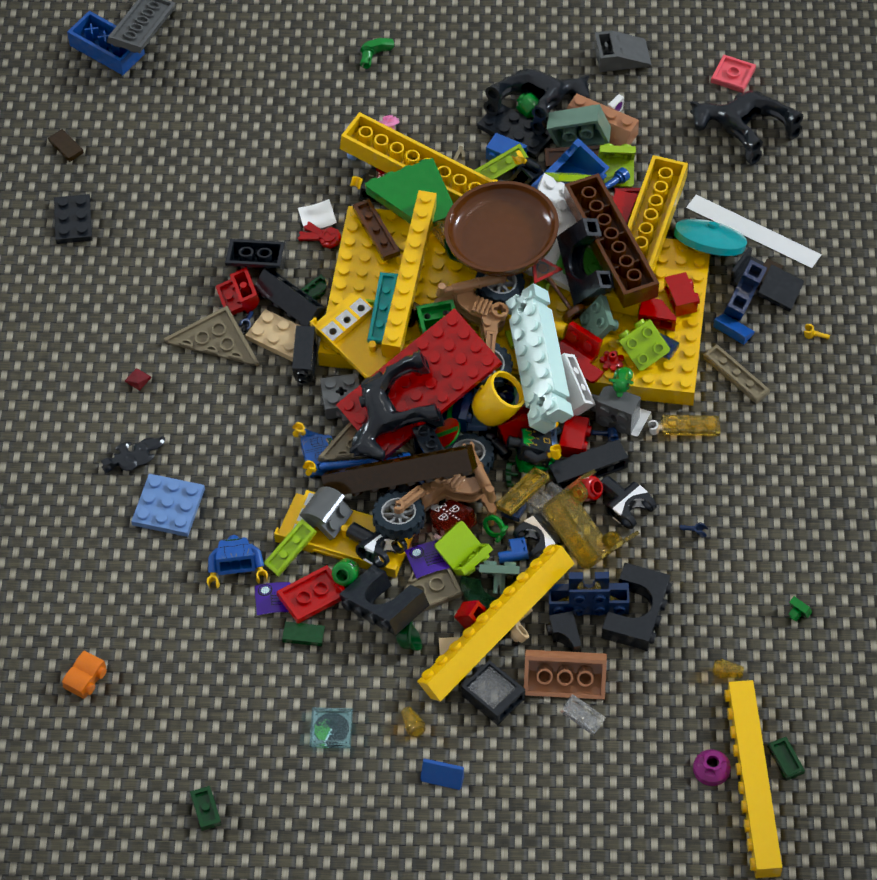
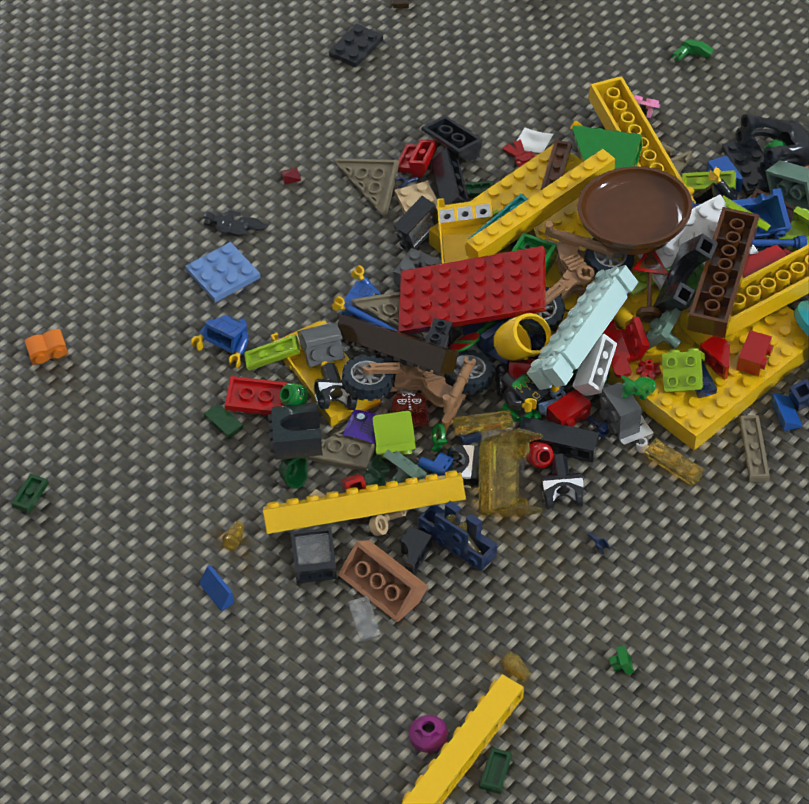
camera: 40 degrees right, 5 degrees down
(267, 598) = (221, 381): dark purple sticker -> none
(331, 727) = (174, 500): clear light blue tile -> none
(381, 411) = (422, 289): black animal -> none
(508, 474) = (495, 402): dark green piece -> none
(639, 631) = (476, 589): black arch -> none

